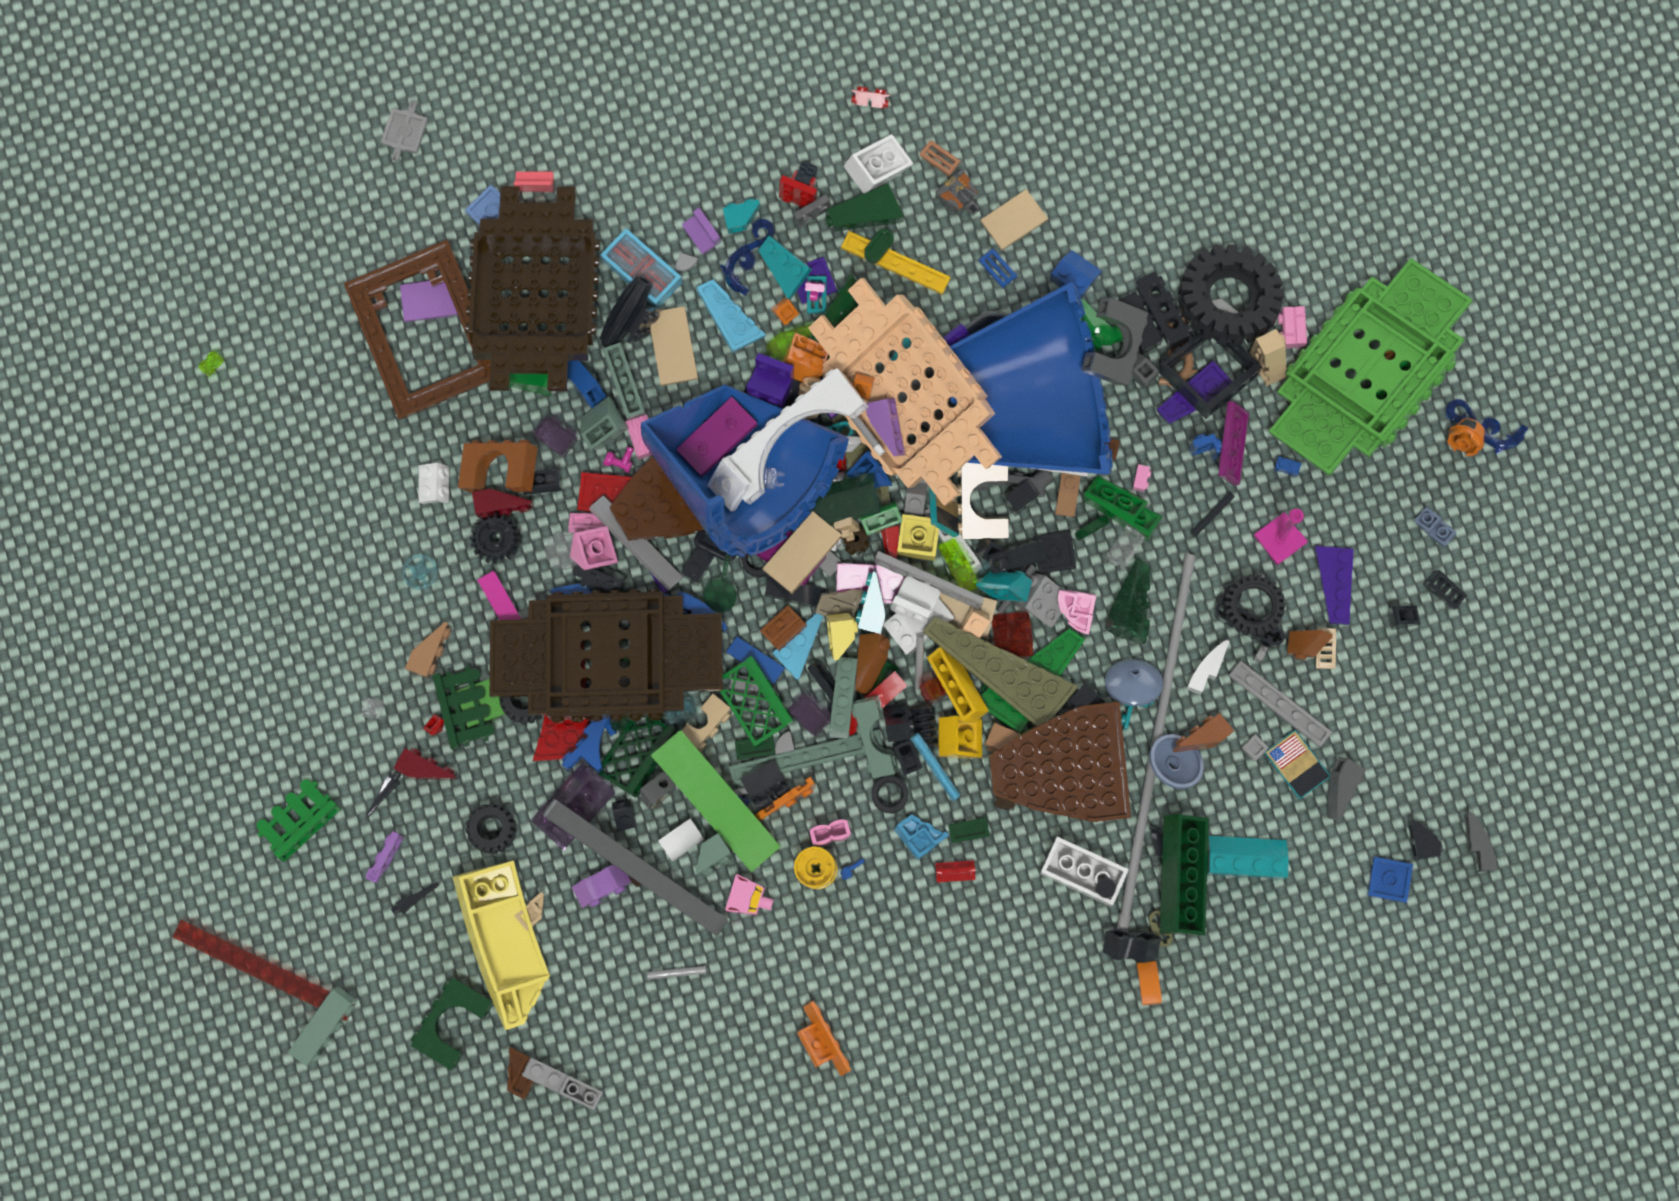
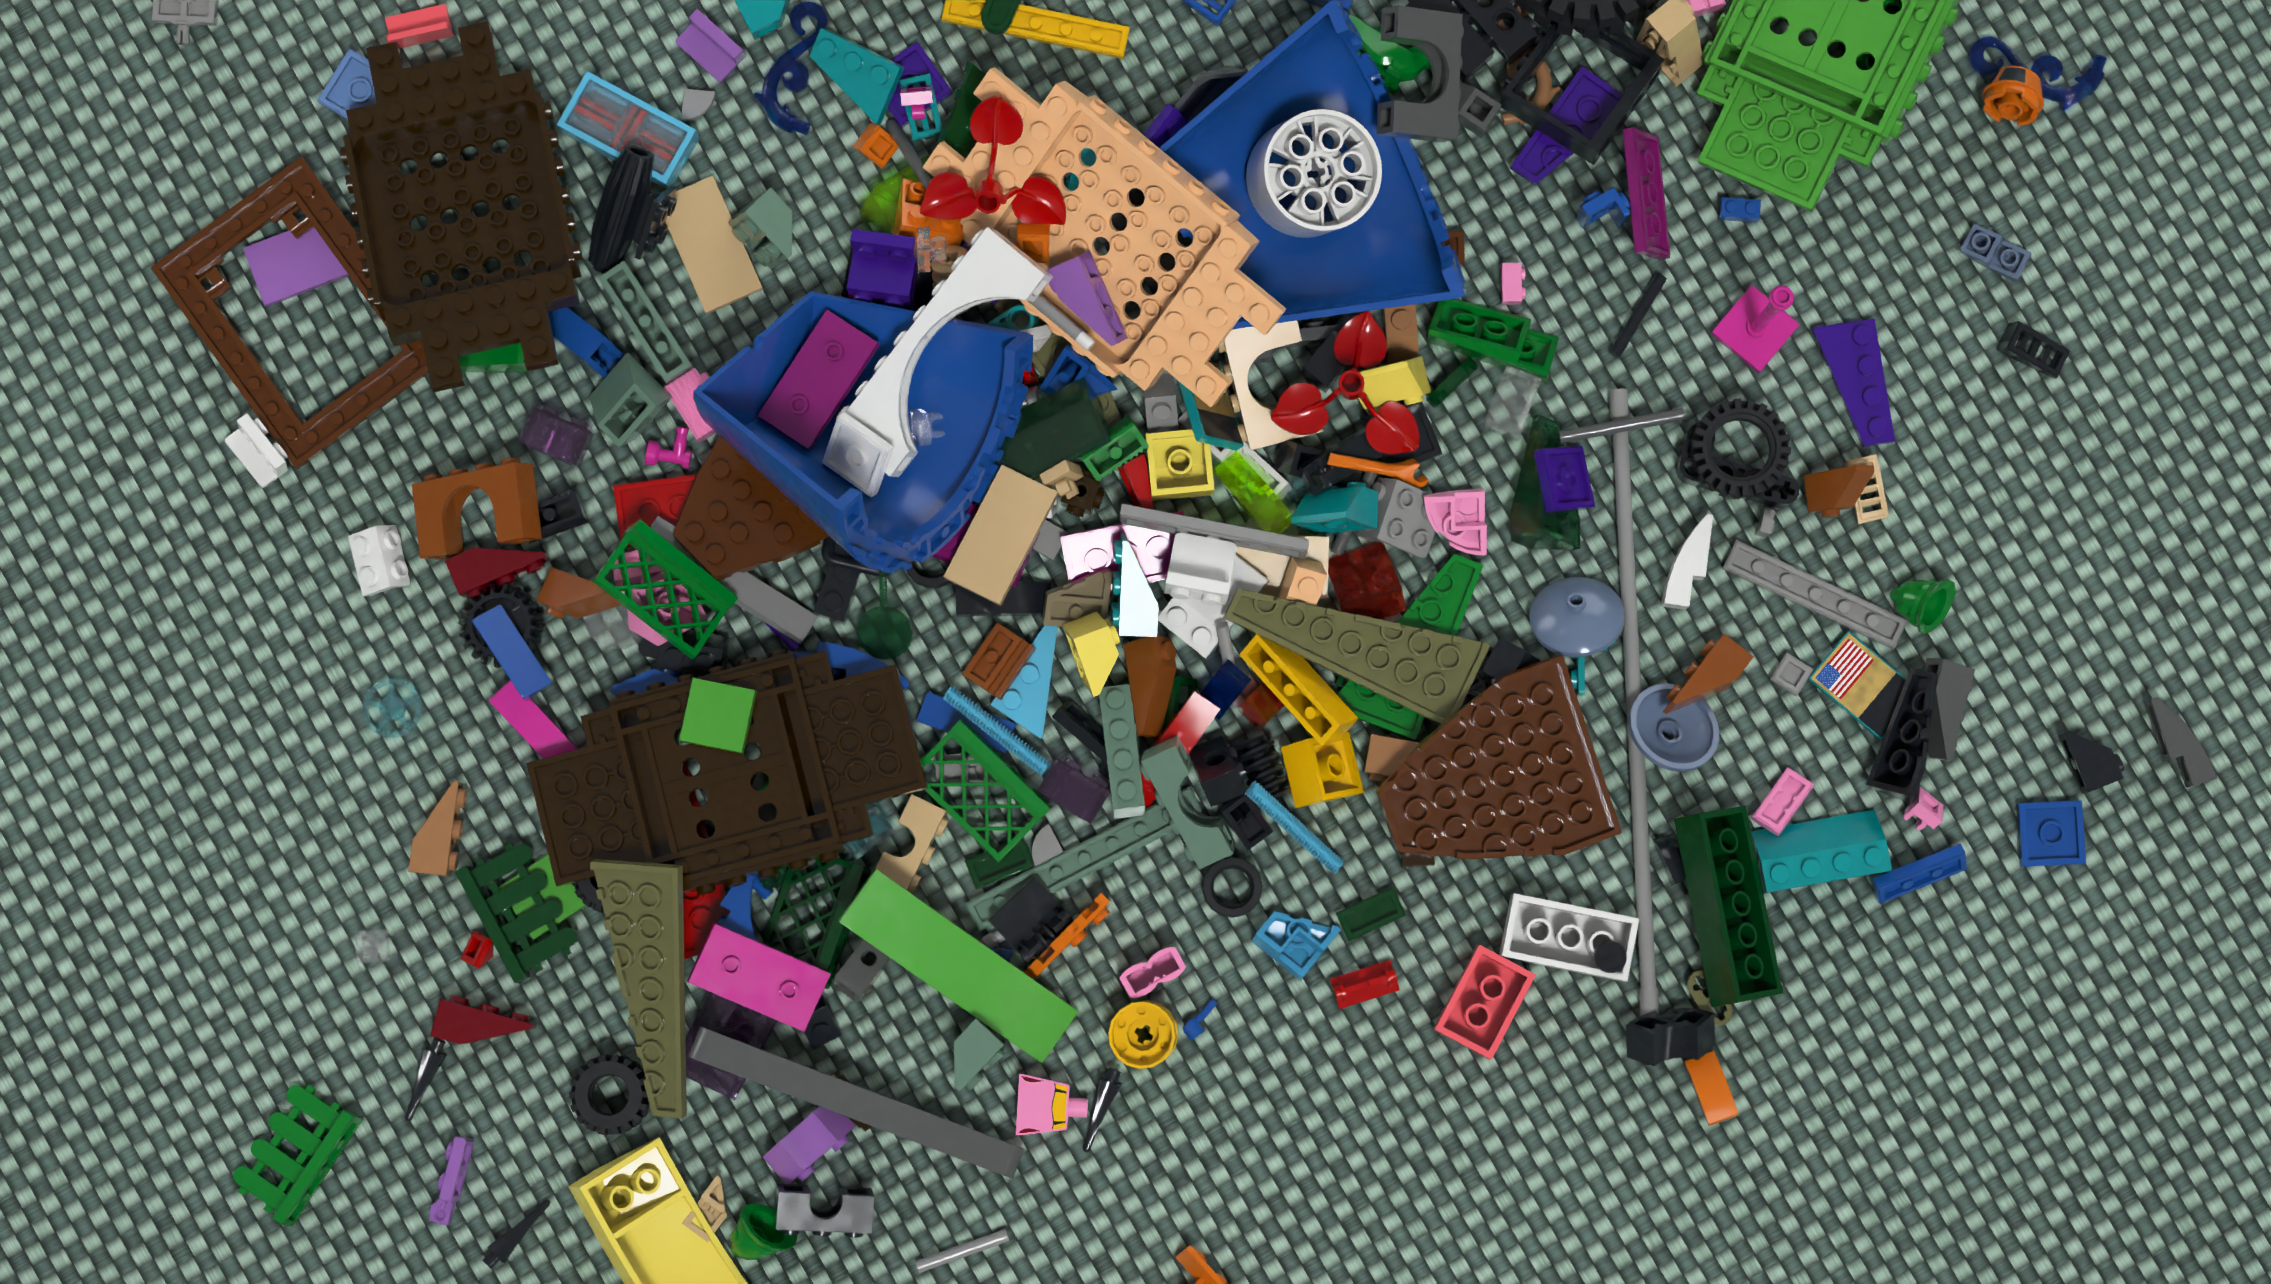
camera: 15 degrees left, 5 degrees up
(377, 403) = (255, 451): none -> white bracket
(498, 554) = (512, 652): none -> blue slope
(534, 746) = (648, 944): none -> olive wing
(544, 530) = (573, 596): none -> dark orange slope
(559, 932) = (756, 1234): none -> green piece
(595, 778) = (758, 977): none -> dark pink plate
(607, 527) = (684, 573): none -> green fence
(609, 618) = (718, 715): none -> bright green tile
(615, 934) = (849, 1215): none -> arch
(681, 840) = (918, 1039): white brick -> none
(707, 343) = (765, 228): none -> sand green slope
(731, 321) = (803, 187): medium azure wing -> none
(770, 667) = (996, 731): none -> medium azure axle
(784, 900) = (1106, 1093): none -> black piece
(800, 375) = (928, 249): none -> clear tile
(804, 323) = (908, 152): none -> dark grey bar
(820, 347) = (948, 192): none -> red plant
(914, 674) = (1226, 687): none -> clear blue tile
(1008, 384) = (1267, 185): none -> white wheel
(1024, 898) = (1484, 1002): none -> coral brick
(1040, 490) = (1363, 345): none -> red plant
(1049, 572) = (1402, 471): none -> orange piece
(1055, 518) = (1396, 382): none -> light yellow slope
(1145, 599) = (1564, 479): none -> dark purple tile
(1187, 576) = (1621, 425): none -> dark grey bar
(1232, 822) = (1783, 801): none -> bright pink plate
(1304, 884) = (1919, 873): none -> blue tile
(1312, 806) = (1906, 740): none -> black wedge
(1317, 845) = (1926, 808): none -> bright pink tile
(1345, 723) = (1924, 602): none -> green piece
(1403, 617) = (1978, 409): black slope -> none

